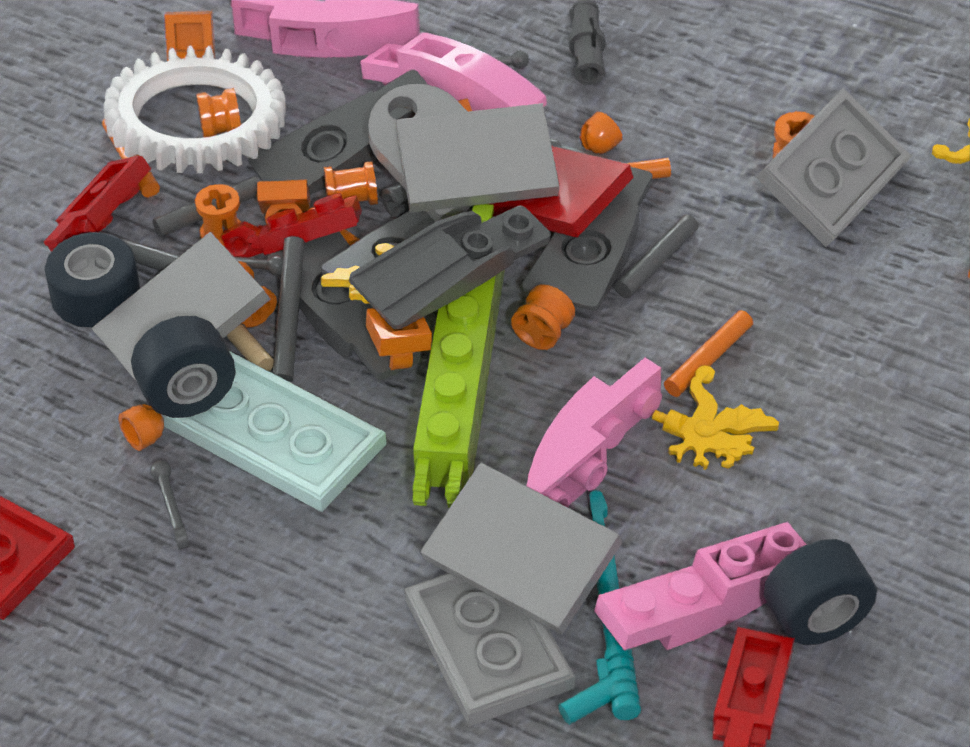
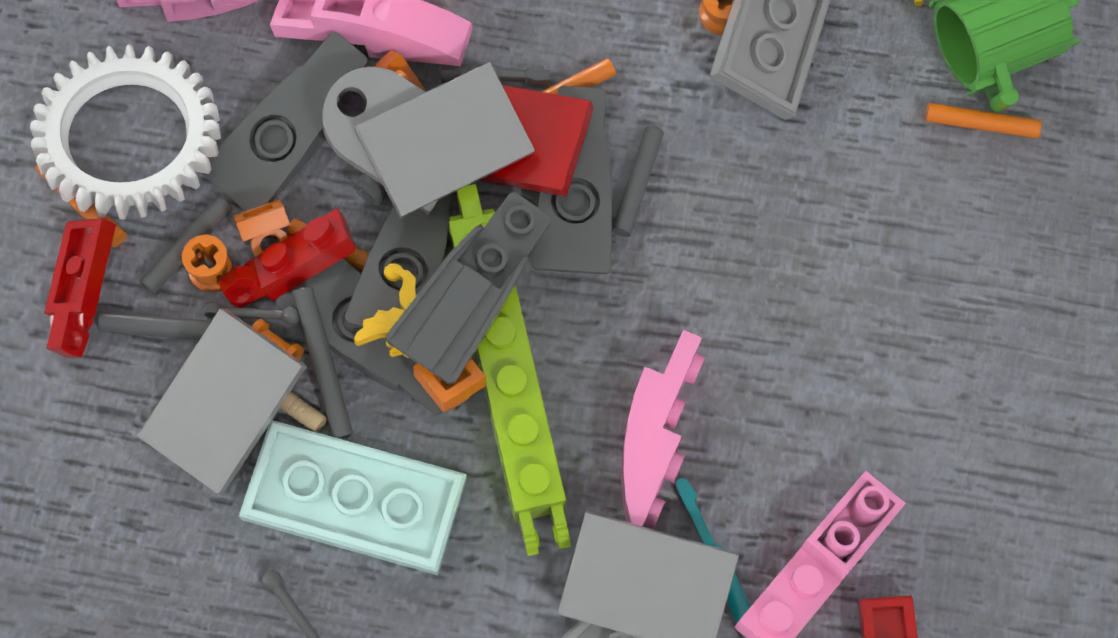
camera: 25 degrees left, 25 degrees up
(90, 277) = (104, 363): black wheel -> none
(141, 426) = (236, 538): orange hinge -> none
(183, 366) = (261, 482): black wheel -> none
(187, 30) = (80, 33): orange tile -> none
(218, 112) = (153, 130): orange wheel -> none
(353, 182) = (319, 184): orange bush -> none
(543, 317) = (564, 295): orange wheel -> none
(600, 133) = (533, 48): orange hinge -> none
(708, 352) = (724, 285): orange piece -> none
(708, 432) = (750, 376): yellow piece -> none
(820, 591) = (924, 547): black wheel -> none

